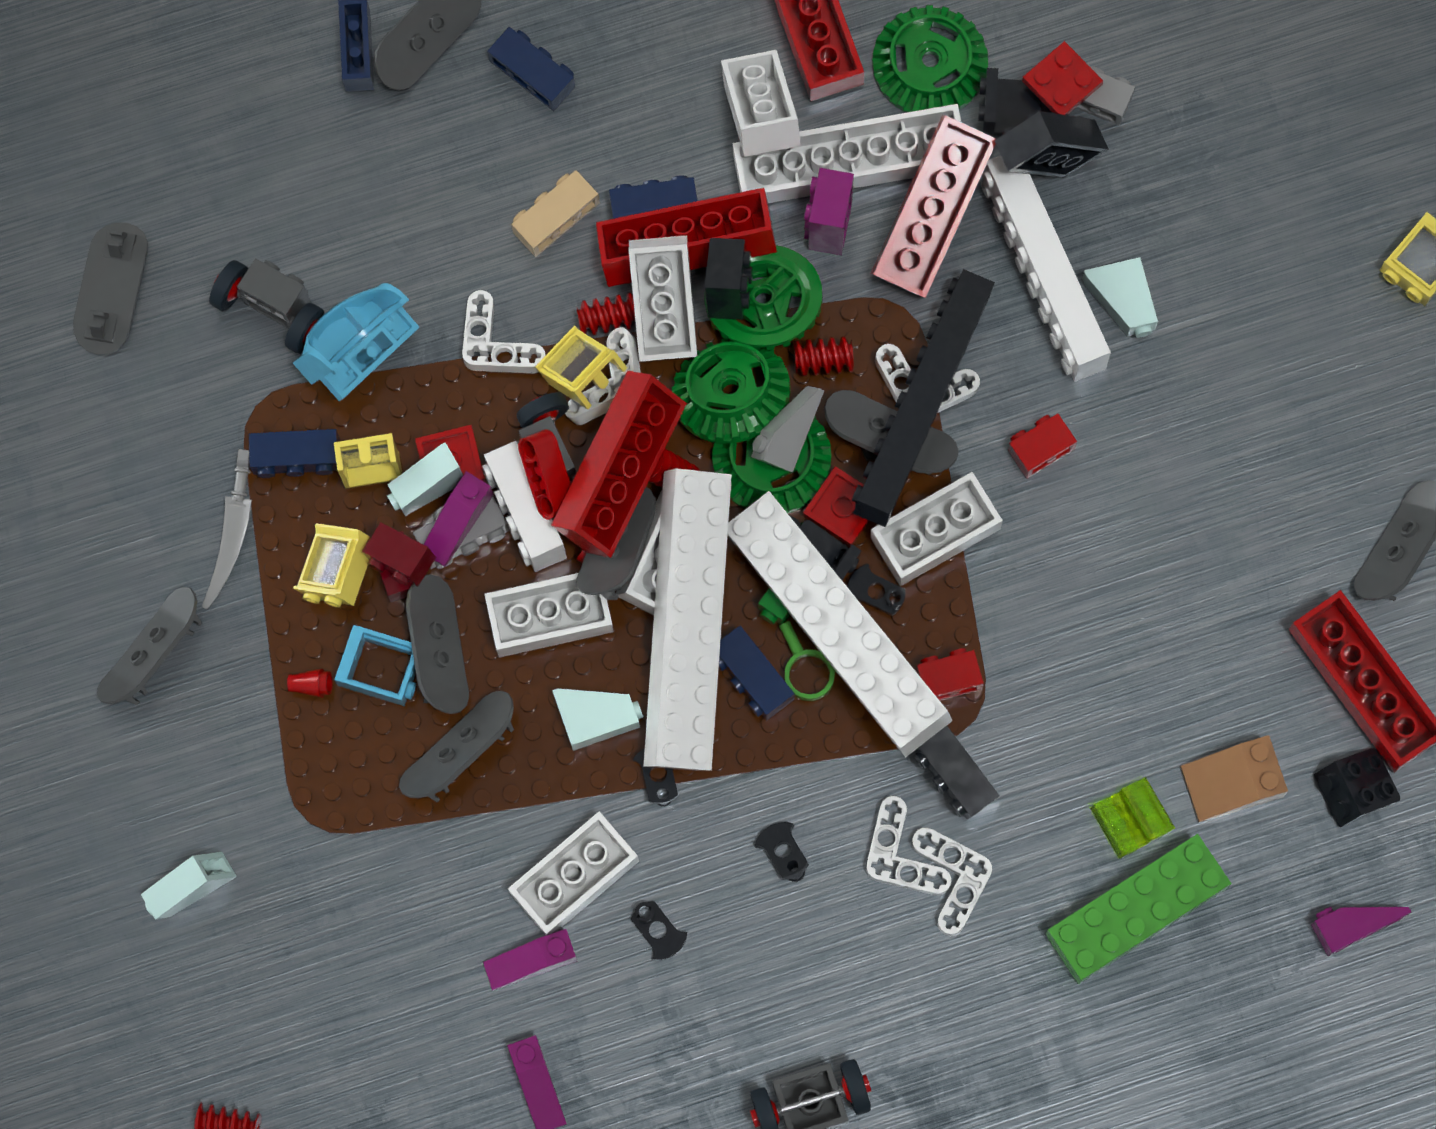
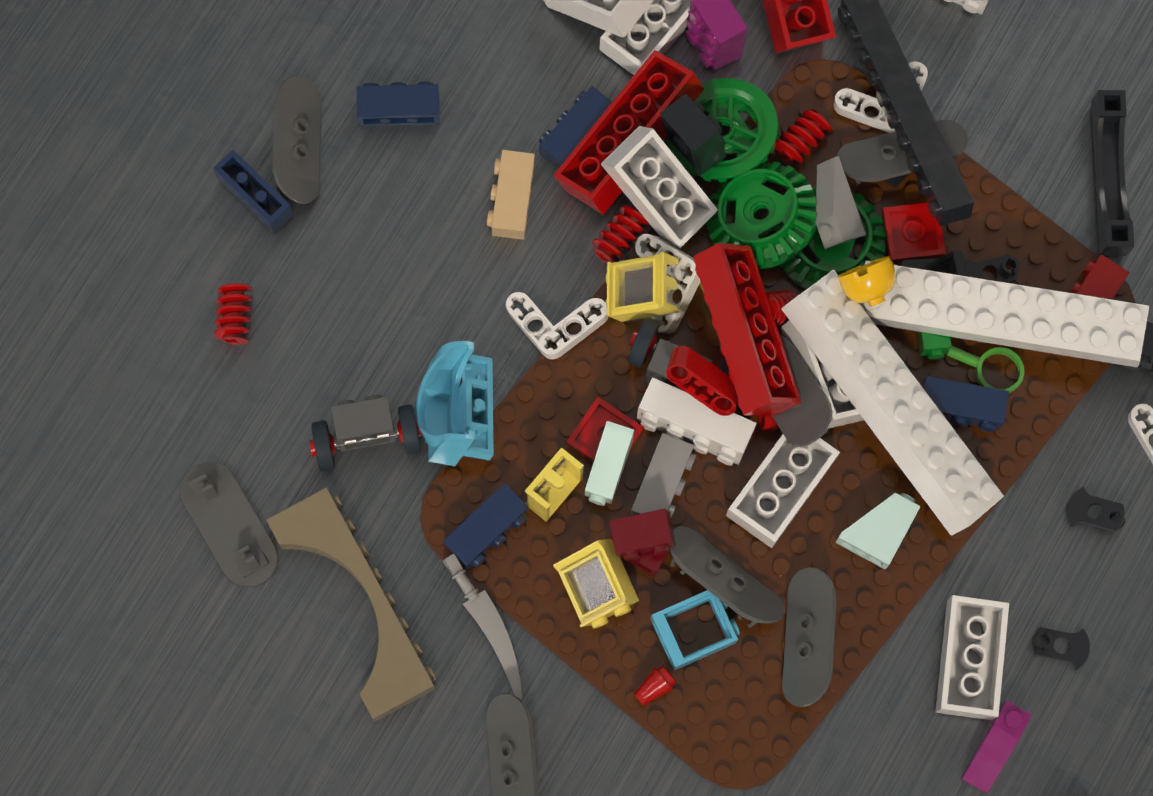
camera: 50 degrees left, 0 degrees up
(133, 505) = (320, 528): none -> dark tan arch
(256, 127) = (231, 313): none -> red piece
(458, 517) = (658, 469): magenta slope -> none
(654, 788) = (966, 546): black piece -> none
(747, 506) = (869, 282): none -> yellow cylinder
(936, 529) = (998, 191): white brick -> none
(1041, 445) = (1005, 75): red brick -> none
(1052, 596) = (1113, 215): none -> black arch

